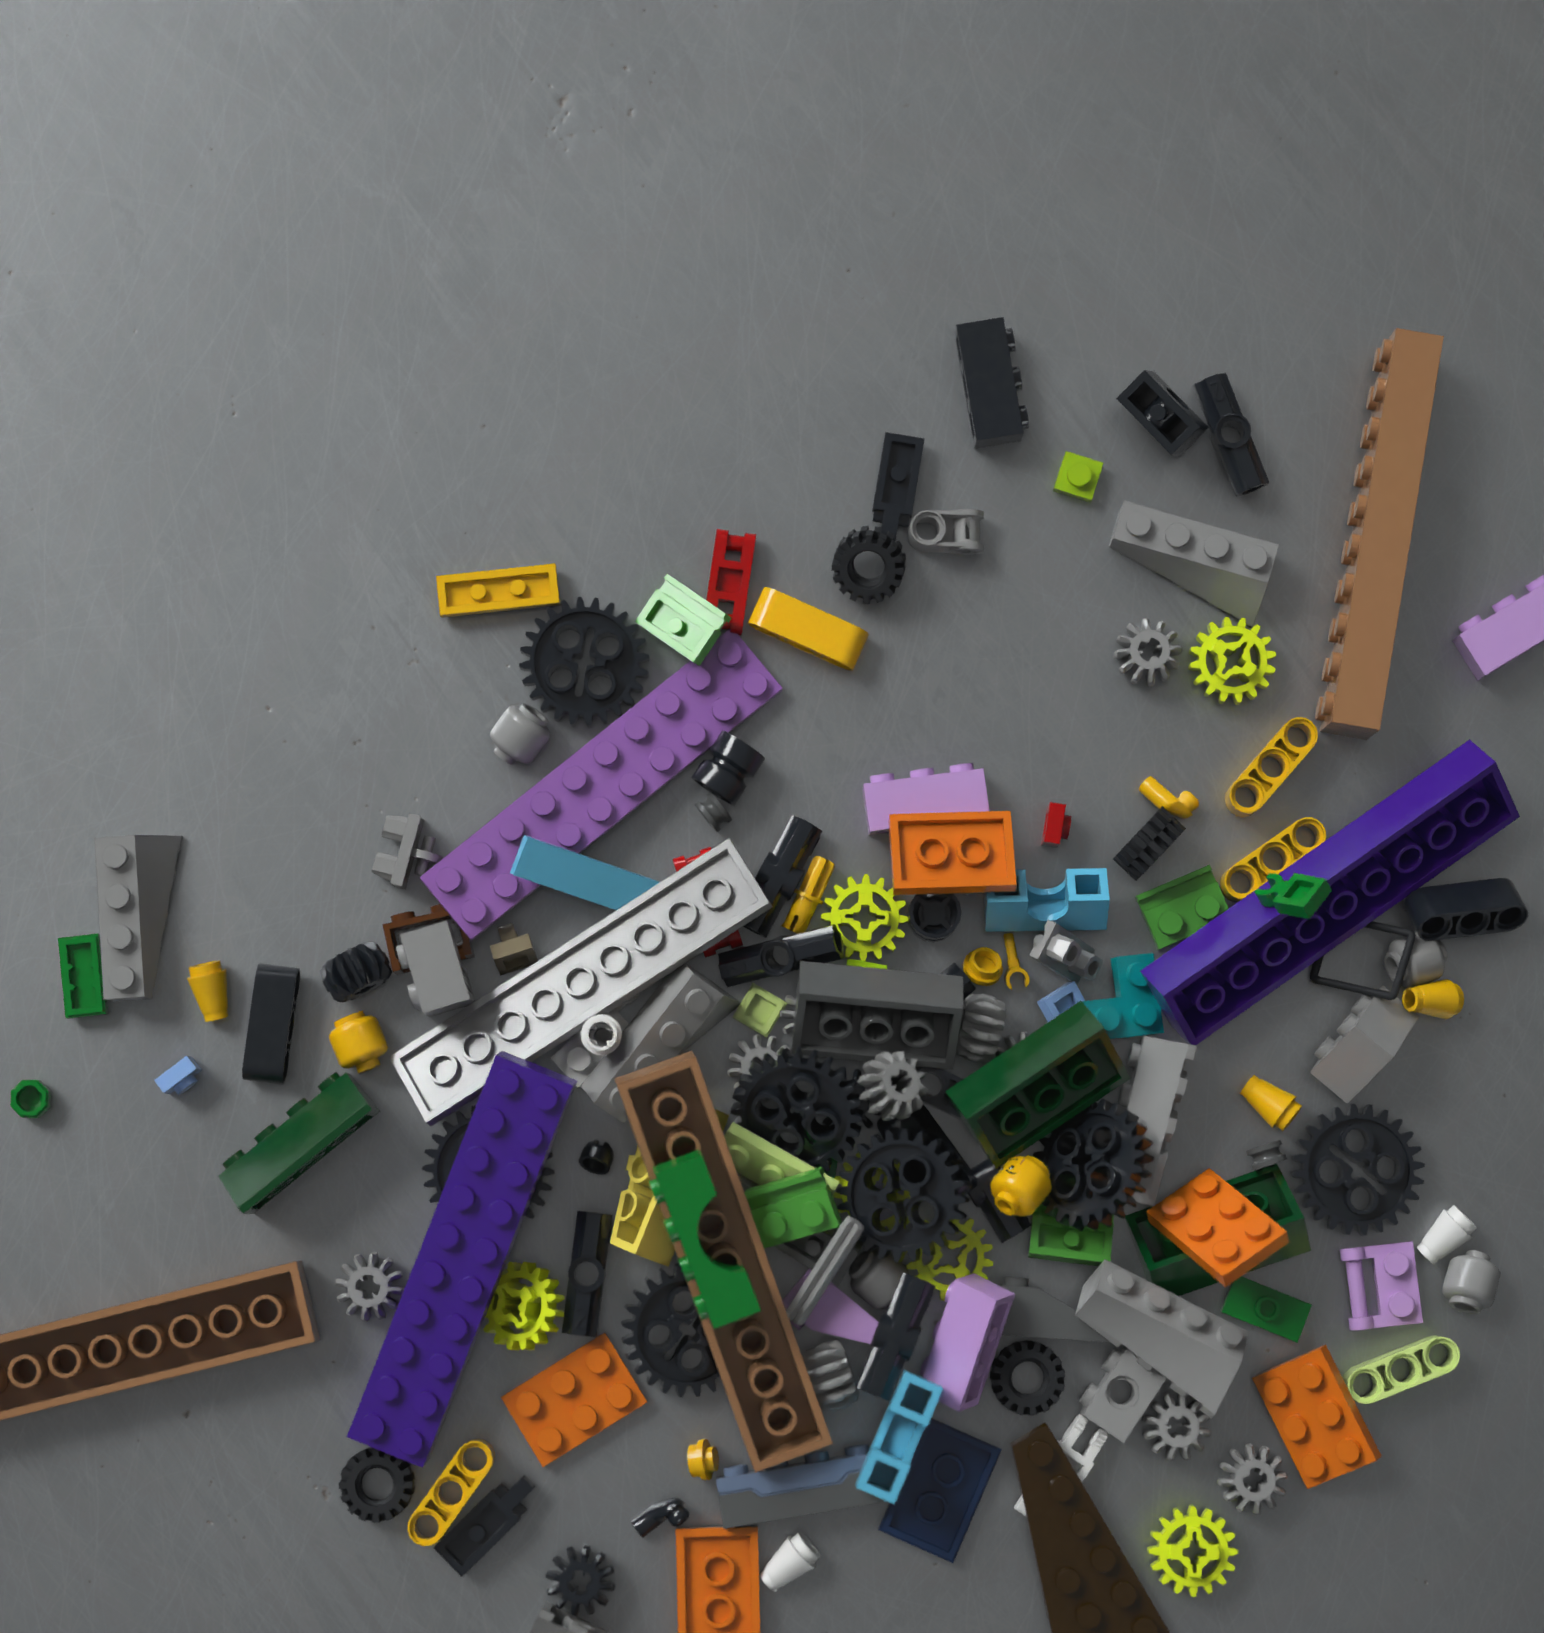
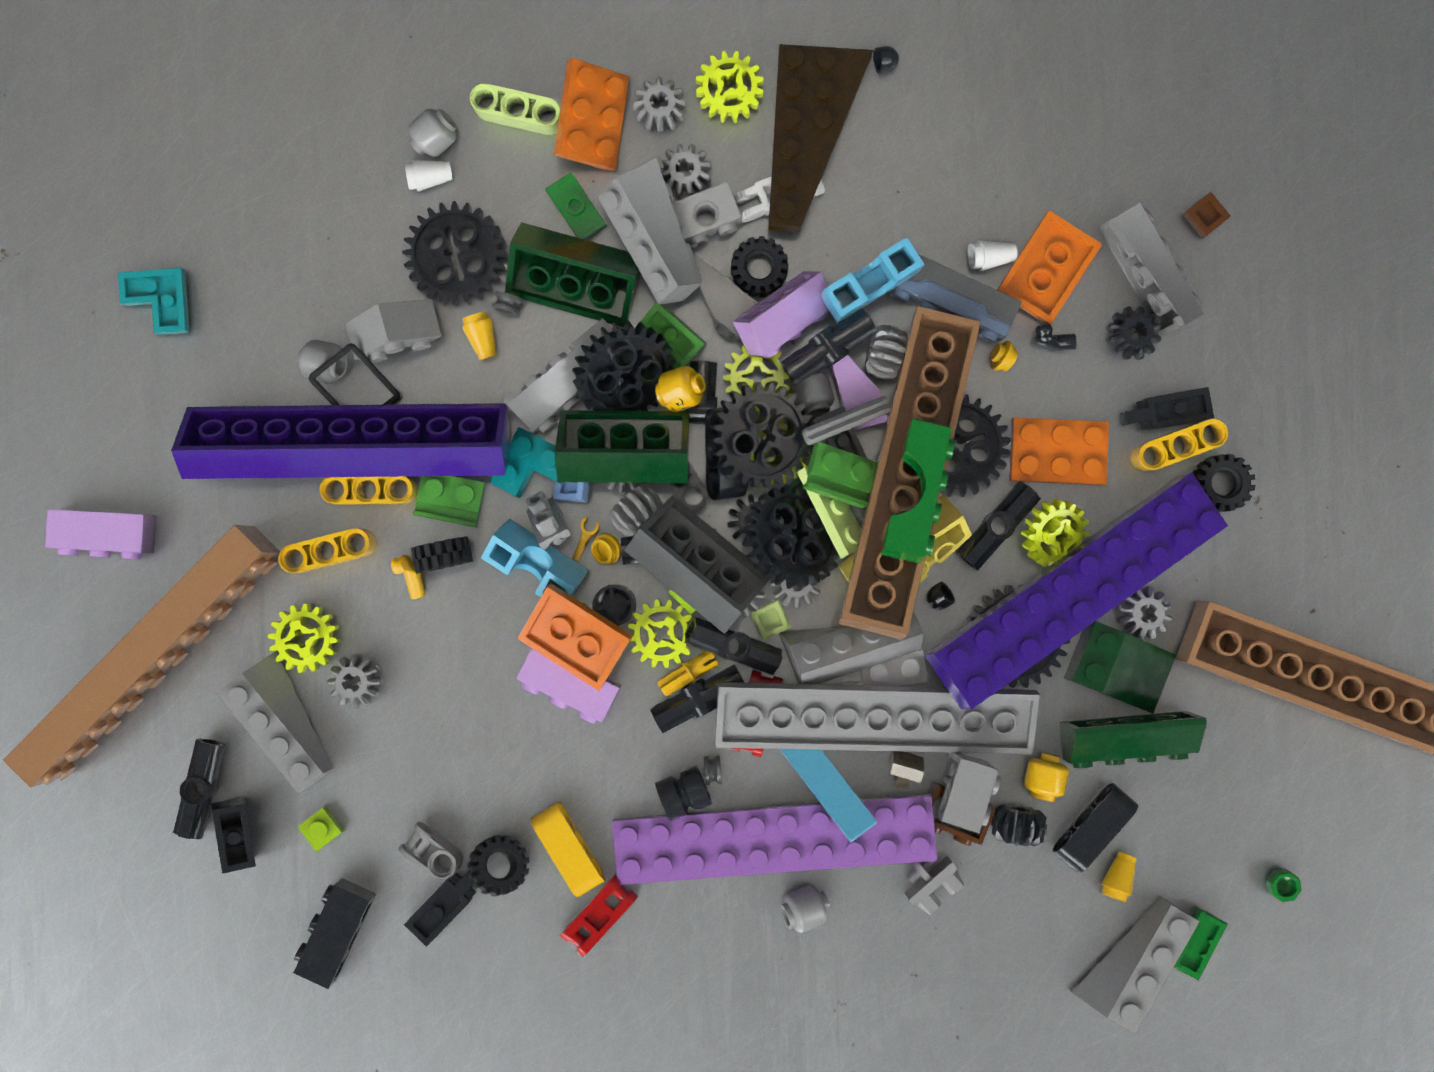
camera: 140 degrees left, 5 degrees up
(179, 1077) = (1178, 834): light blue plate -> none
(355, 1212) = (1120, 666): none -> dark green slope
(498, 590) = (755, 1015): yellow plate -> none
(549, 656) = (709, 909): black gear -> none
(590, 1029) = (896, 678): white cone -> none
(683, 619) = (646, 912): plate -> none
(879, 1080) = (723, 521): light grey gear -> none
(941, 1490) = (862, 233): dark blue tile -> none
(1056, 825) = (495, 608): red plate -> none
(1217, 1227) = (570, 274): orange plate -> none
(1297, 896) = (366, 451): green plate -> none
(1394, 1285) = (483, 166): lavender plate -> none
(1436, 999) = (326, 326): yellow cone -> none
(1466, 909) = (265, 371): black beam -> none

